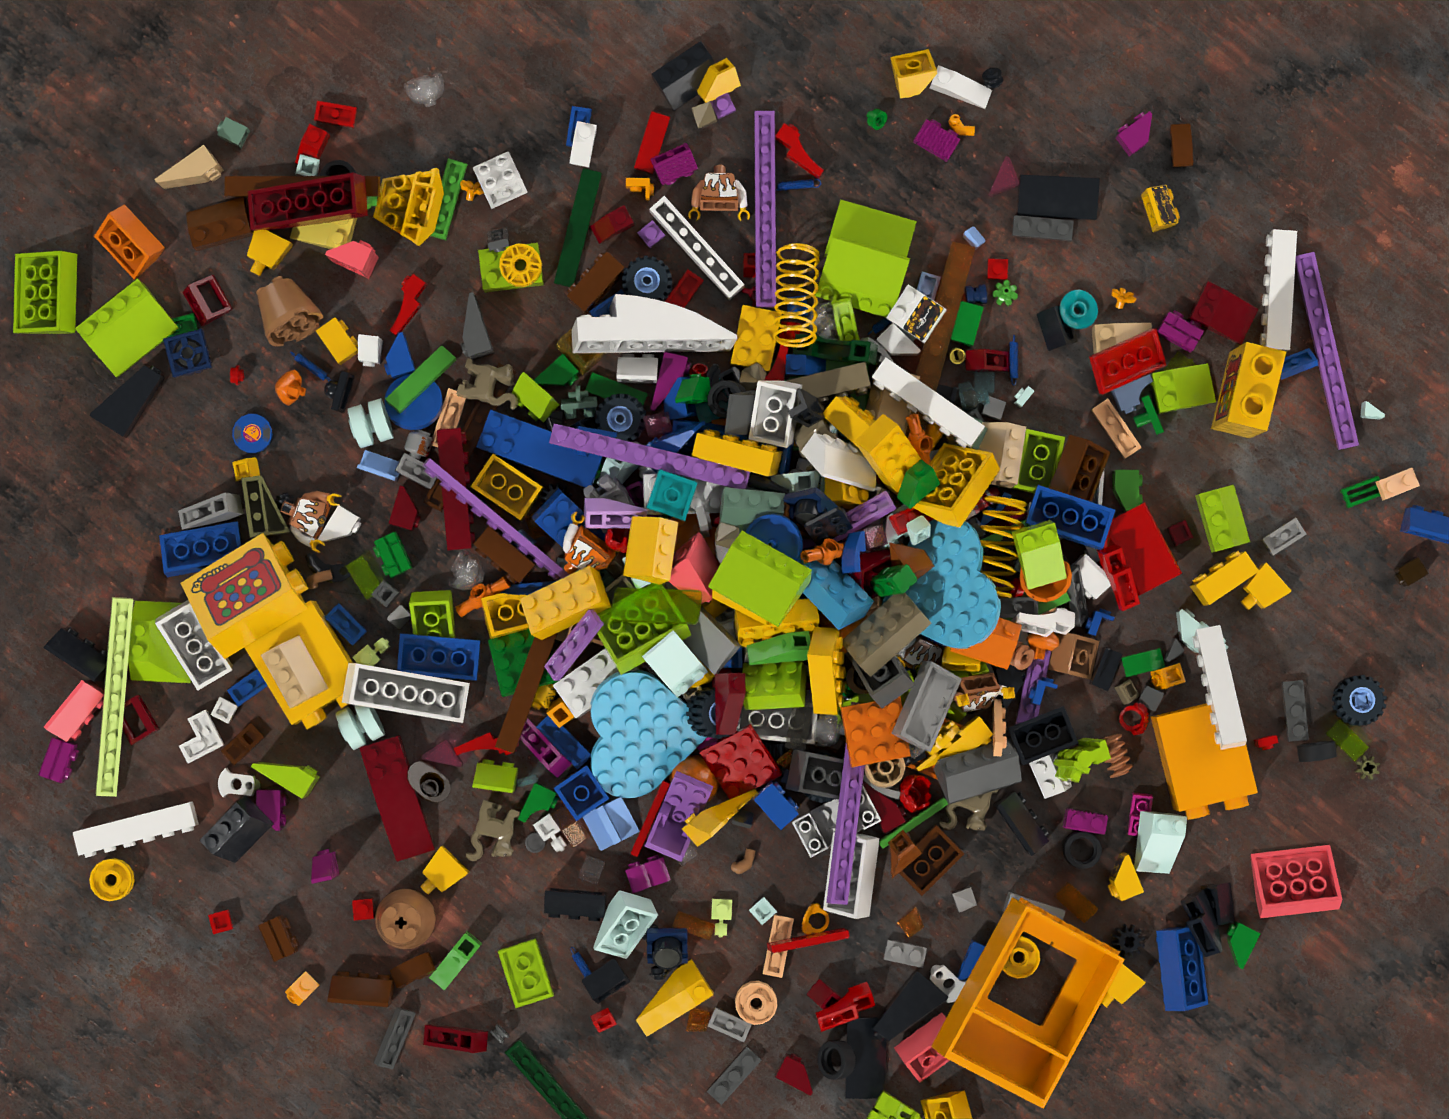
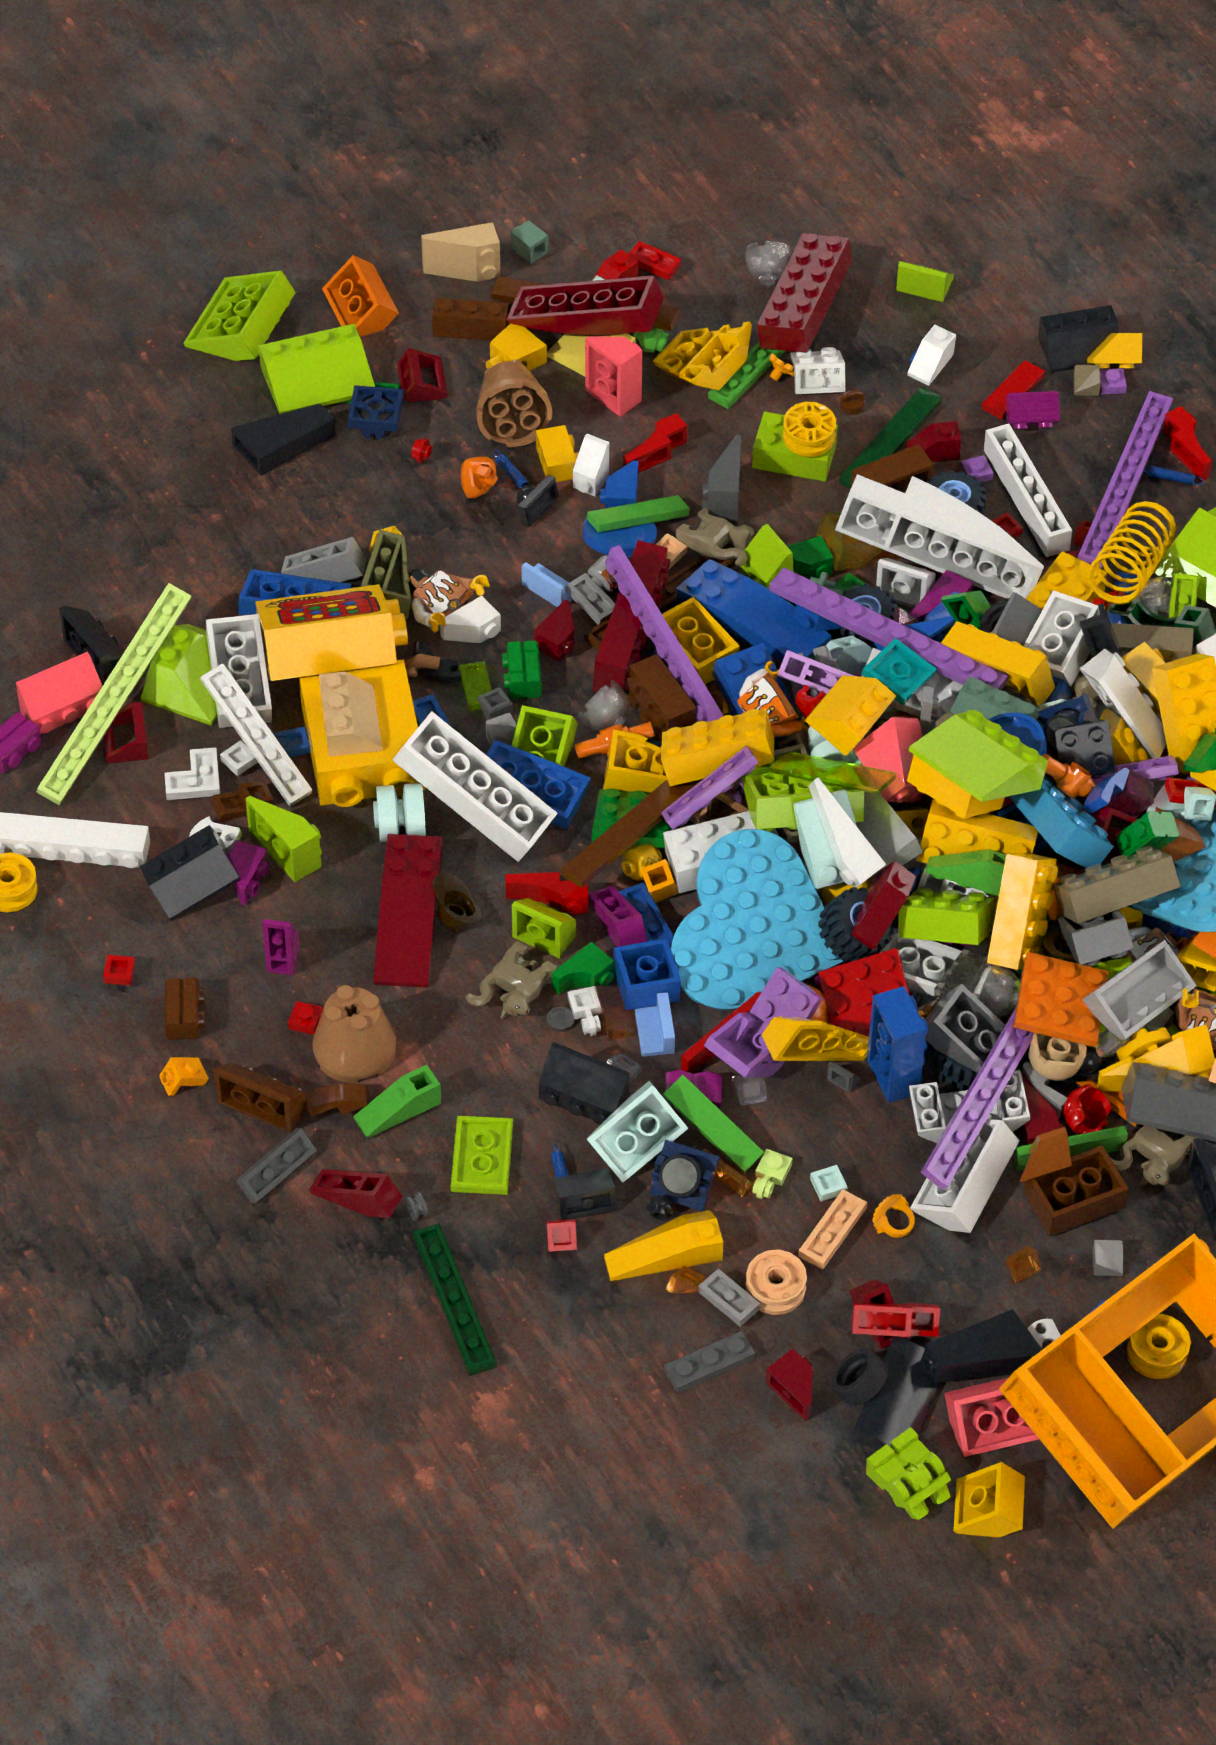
camera: 25 degrees right, 35 degrees down
(231, 697) = (256, 735): none -> white plate
(252, 433) = (411, 511): blue tile -> none
(364, 425) = (550, 531): light aqua wheel -> none
(443, 754) = (487, 884): clear pink slope -> none
(443, 871) = (428, 1005): yellow torso -> none
(464, 113) = (804, 293): none -> dark red brick
(498, 239) = (791, 395): dark grey plate -> none
(527, 780) = (579, 940): clear light blue tile -> none
(536, 202) = (852, 402): none -> reddish brown tile
(547, 53) = (923, 281): none -> lime slope
(621, 818) = (685, 1021): light blue slope -> none
(638, 184) = (981, 416): light orange bracket -> none
(671, 899) = (713, 1124): none -> bright green tile
(699, 677) = (849, 846): none -> white slope
(719, 193) = (1075, 448): torso -> none
(745, 864) = (826, 1126): medium nougat arm -> none
(808, 940) = (876, 1226): red tile -> none
(905, 953) = (1001, 1295): light grey plate -> none

